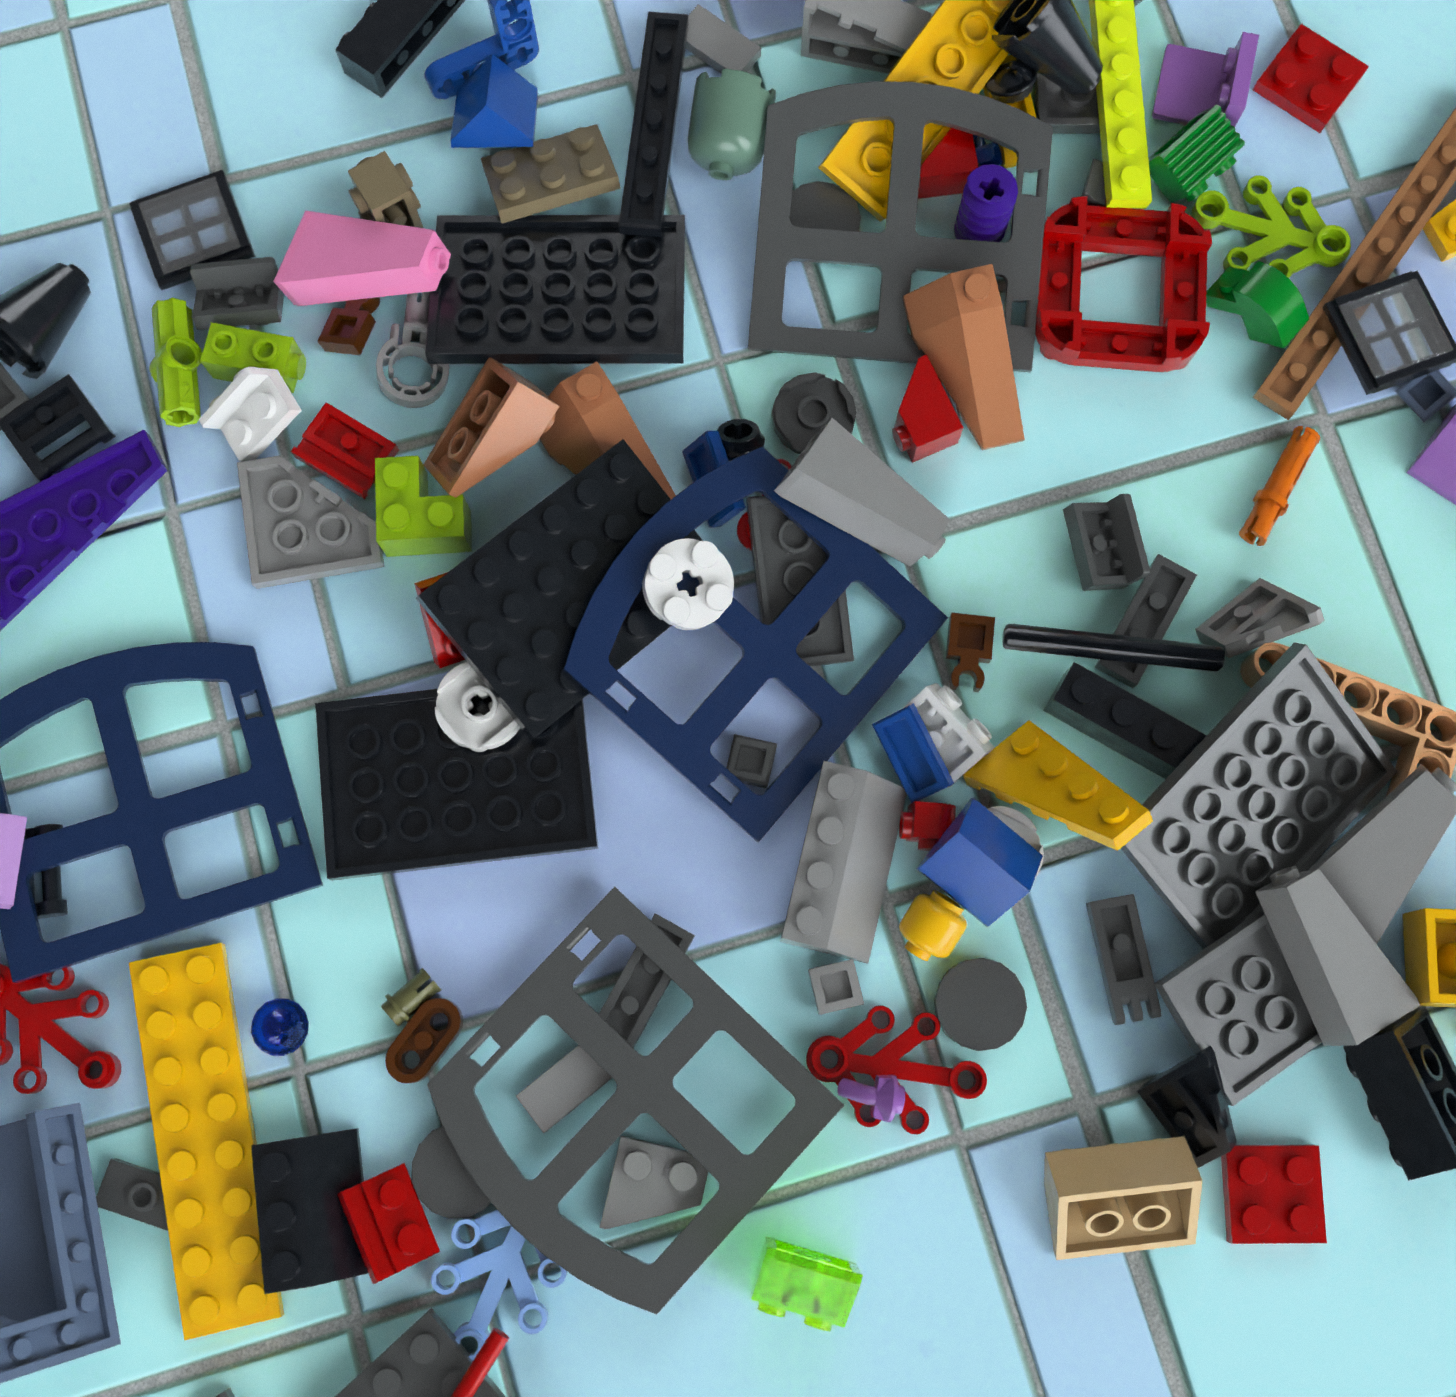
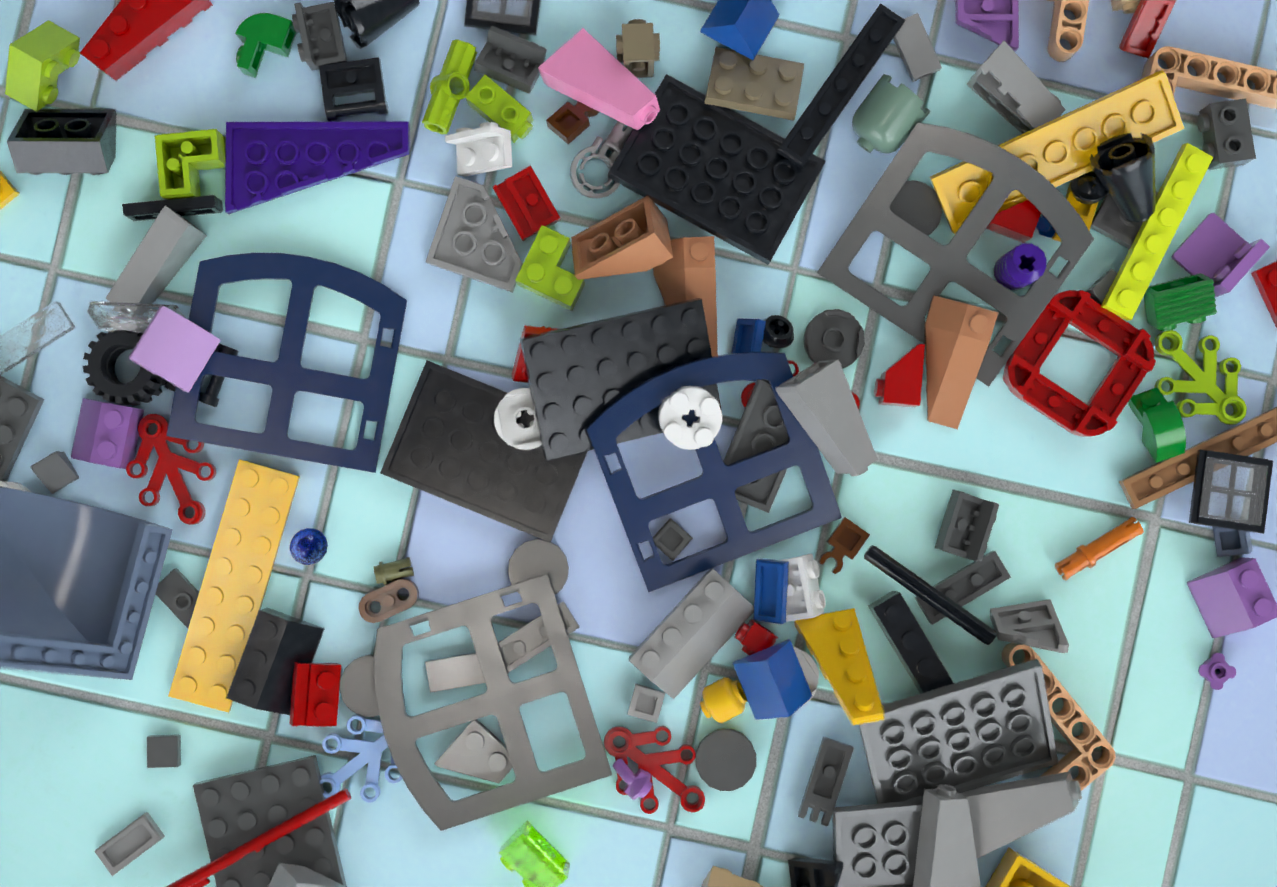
camera: 25 degrees right, 10 degrees up
(591, 877) = (537, 559): none -> tile

